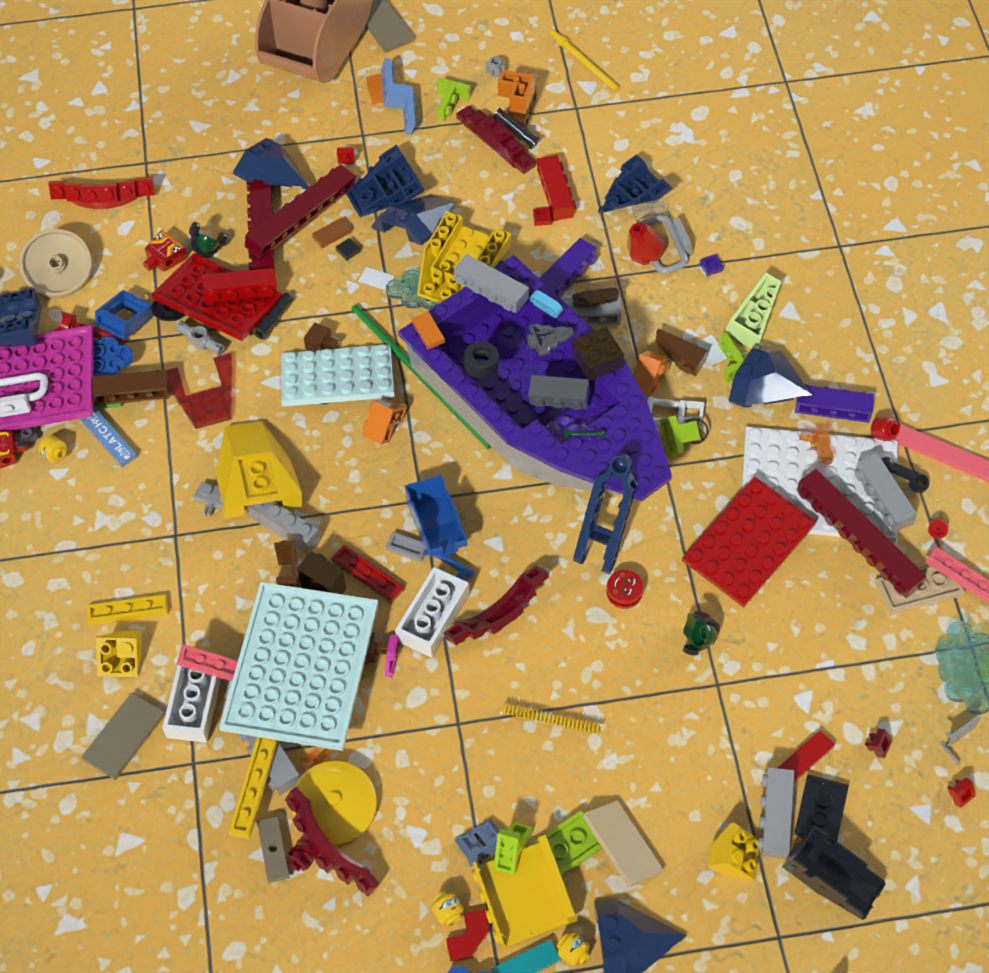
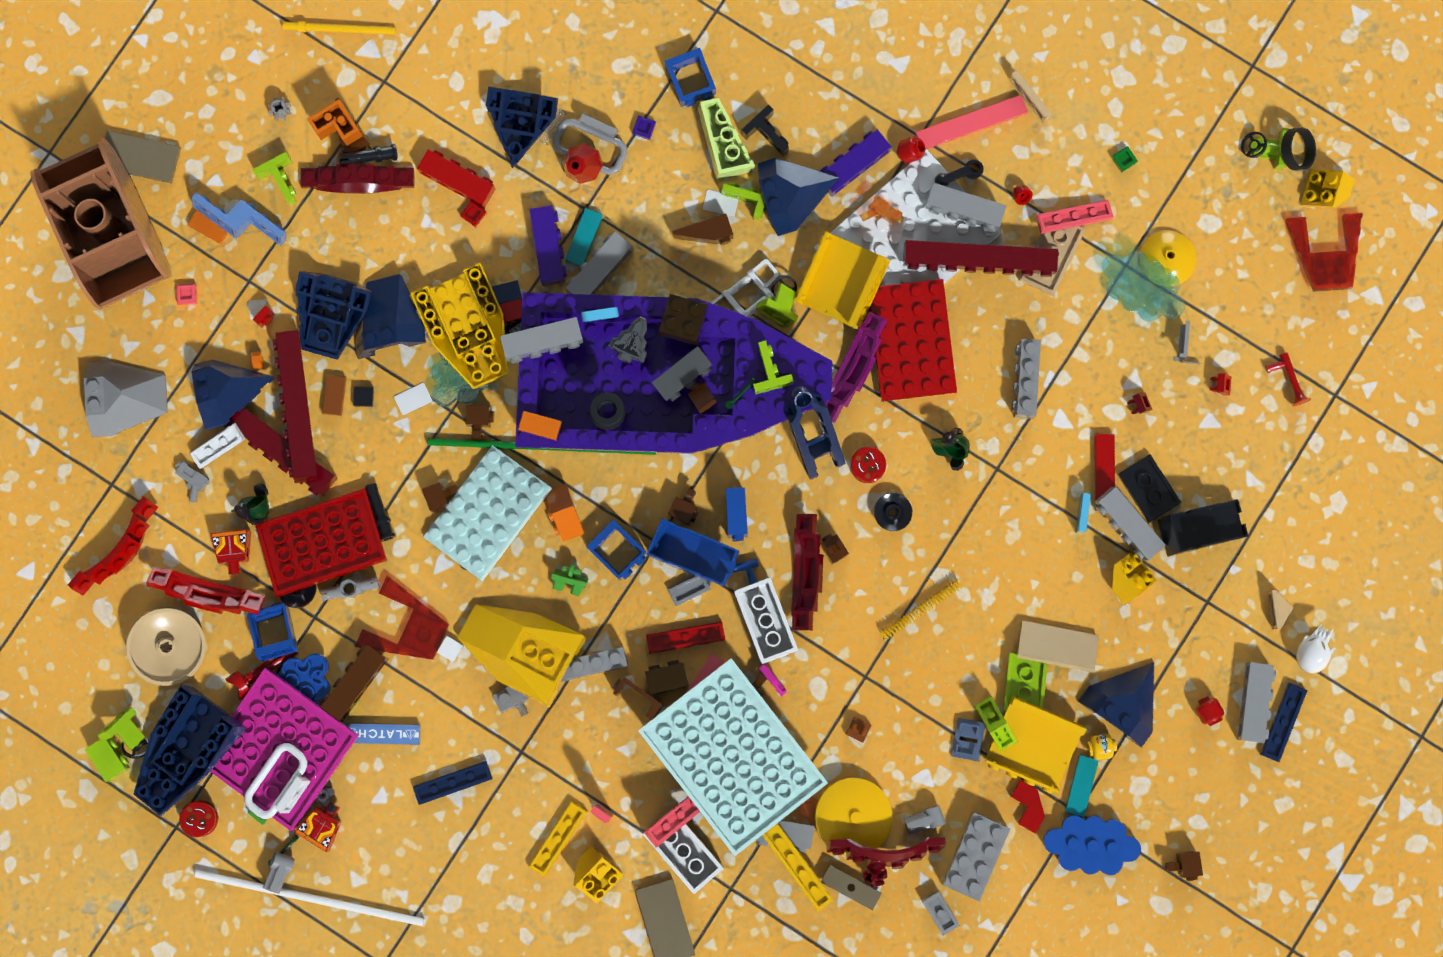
camera: 45 degrees left, 25 degrees up
(52, 449) = (357, 786): yellow head -> none
(110, 508) = (452, 782): none -> dark blue tile
(113, 256) = (205, 594): none -> red piece
(171, 611) = (601, 813): none -> coral tile
(194, 200) = (195, 479): none -> light grey piece
(211, 123) = (121, 397): none -> light grey wedge
(213, 431) = (450, 649): none -> white tile
(229, 192) = (217, 446): none -> white tile
(239, 285) = (331, 519): red brick -> none
(311, 174) = (257, 361): none -> orange tile
(312, 939) = (940, 913): none -> light grey plate
(318, 109) = (186, 294): none -> coral tile
(340, 469) = (570, 576): none -> bright green hips
(382, 458) = (603, 536): none -> blue window
(385, 863) = (929, 818): none -> light grey piece
(386, 925) = (975, 856): none -> light grey brick
(398, 319) = (479, 417): none -> reddish brown brick
(410, 751) = (858, 729): none -> dark orange tile
(447, 908) = (1000, 805): yellow head -> none
(464, 493) = (683, 509): none -> reddish brown brick
(495, 526) = (736, 514): none -> blue window
(536, 616) = (833, 548): none -> reddish brown brick
(554, 417) = (701, 397): none -> reddish brown slope
(595, 297) = (602, 254): dark brown hinge -> none
(608, 281) = (584, 237): none -> teal tile
(609, 627) = (900, 505): none -> black dish
(616, 442) = (771, 372): none -> lime bracket
(648, 369) = (704, 274): orange brick -> none
(688, 521) = (856, 364): none -> magenta piece
(740, 455) = (842, 280): none -> yellow panel
(748, 772) = (1083, 513): none -> medium azure tile
(780, 249) = (682, 61): none -> blue window
(794, 326) = (767, 130): none -> black bracket
(808, 643) = (1027, 378): none -> light grey brick

